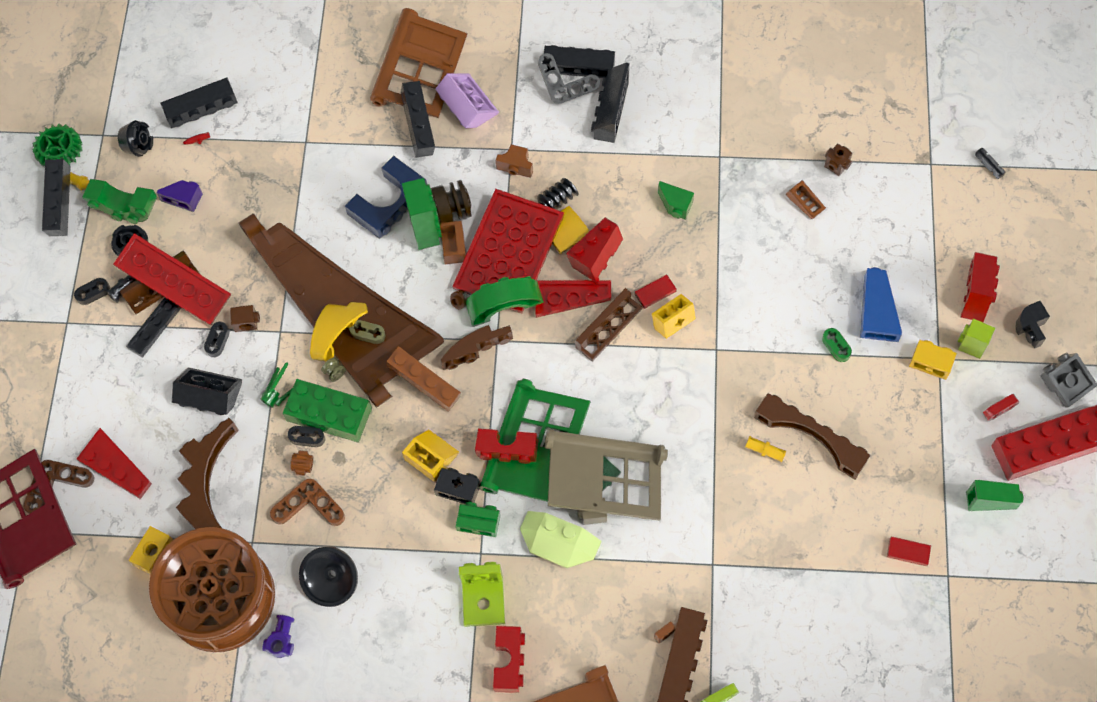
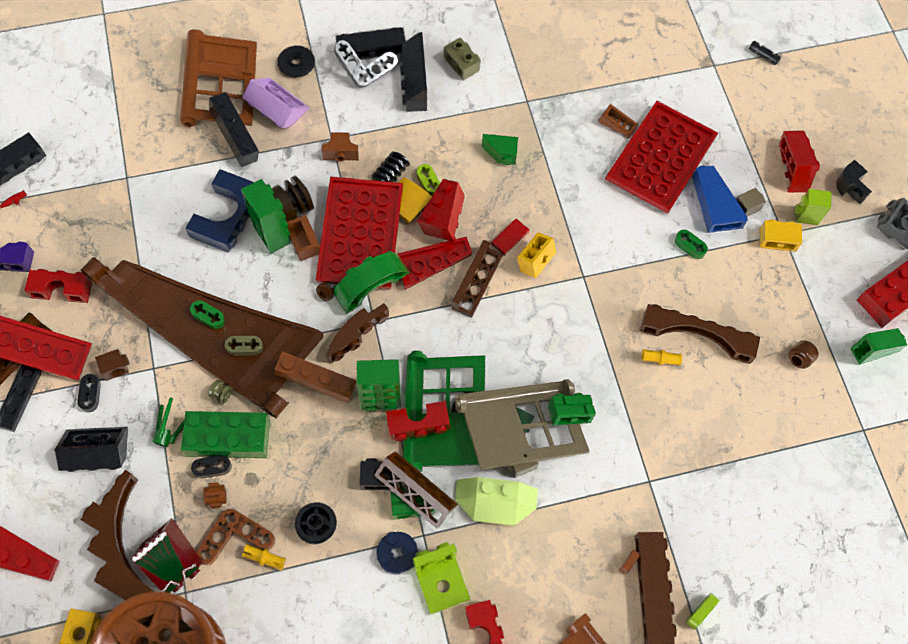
camera: 25 degrees left, 0 degrees up
(203, 225) = (43, 282): none -> red arch
(245, 506) = (167, 558): none -> slope
(318, 582) = (271, 616): black dish -> none
(329, 326) = (205, 348): yellow panel -> none
(329, 531) = (263, 557): none -> yellow pin
(339, 296) = (209, 311): none -> green beam
(383, 512) = (315, 523): none -> black cone
(429, 454) = (343, 450): yellow slope -> none
(439, 560) = (386, 558): none -> dark blue plate
(477, 401) = (379, 384): none -> green brick
(486, 503) = (417, 485): none -> reddish brown fence
(496, 71) = (296, 52): none -> black wheel
(589, 215) = (432, 178): none -> lime beam
(656, 474) = (571, 409): none -> green brick
(666, 97) = (462, 58): none -> olive brick
(838, 159) = (635, 78): reddish brown brick -> none
(838, 247) = (661, 156): none -> red plate
(909, 551) = (822, 417): red tile -> none
(911, 484) = (803, 354): none -> reddish brown head
(913, 317) = (751, 201): none -> dark tan brick
(1001, 407) = (854, 263): red beam -> none

